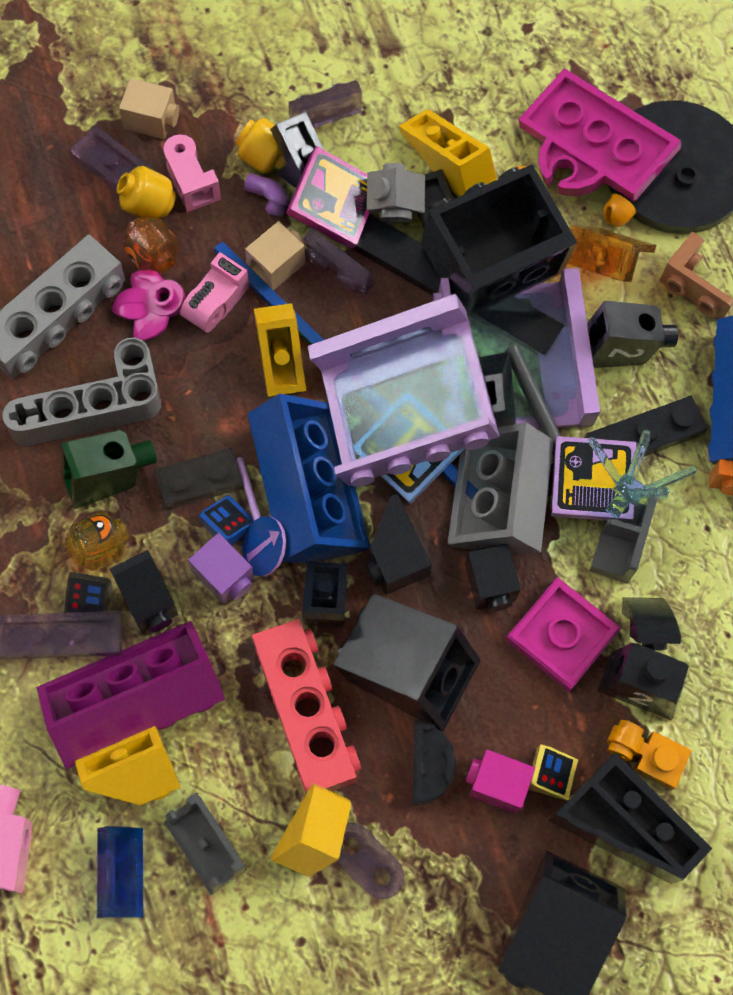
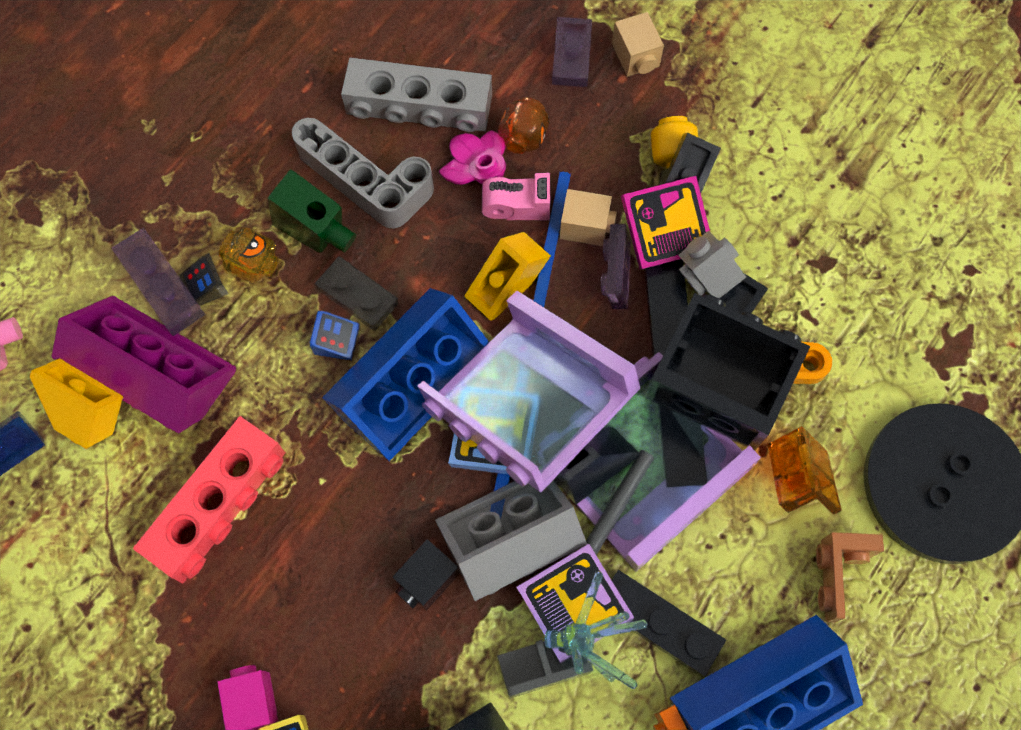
camera: 60 degrees right, 0 degrees up
(145, 193) = (560, 91): yellow head -> none
(145, 592) = (224, 315): black slope -> none
(192, 185) = (600, 116): bright pink leg -> none
(204, 844) = (60, 500): dark grey hinge -> none
(222, 569) = (287, 359): medium lavender brick -> none
(265, 538) = (336, 370): blue piece -> none
(271, 190) = (643, 173): medium lavender arm -> none
(314, 833) = (110, 574): yellow slope -> none
(324, 594) = (316, 449): black slope -> none
(329, 105) = (750, 164): plate -> none
(369, 859) = (112, 634): plate -> none
(396, 551) = (396, 480): black slope -> none
(408, 660) = (302, 556): black slope -> none
(432, 763) = (231, 633): black plate -> none
(448, 148) = (790, 283): yellow slope -> none
(563, 634) = (420, 671): dark pink tile -> none
(595, 139) = (904, 394): dark pink plate -> none
(618, 211) = (854, 459): light orange hinge -> none
(628, 334) = (735, 543): black torso -> none

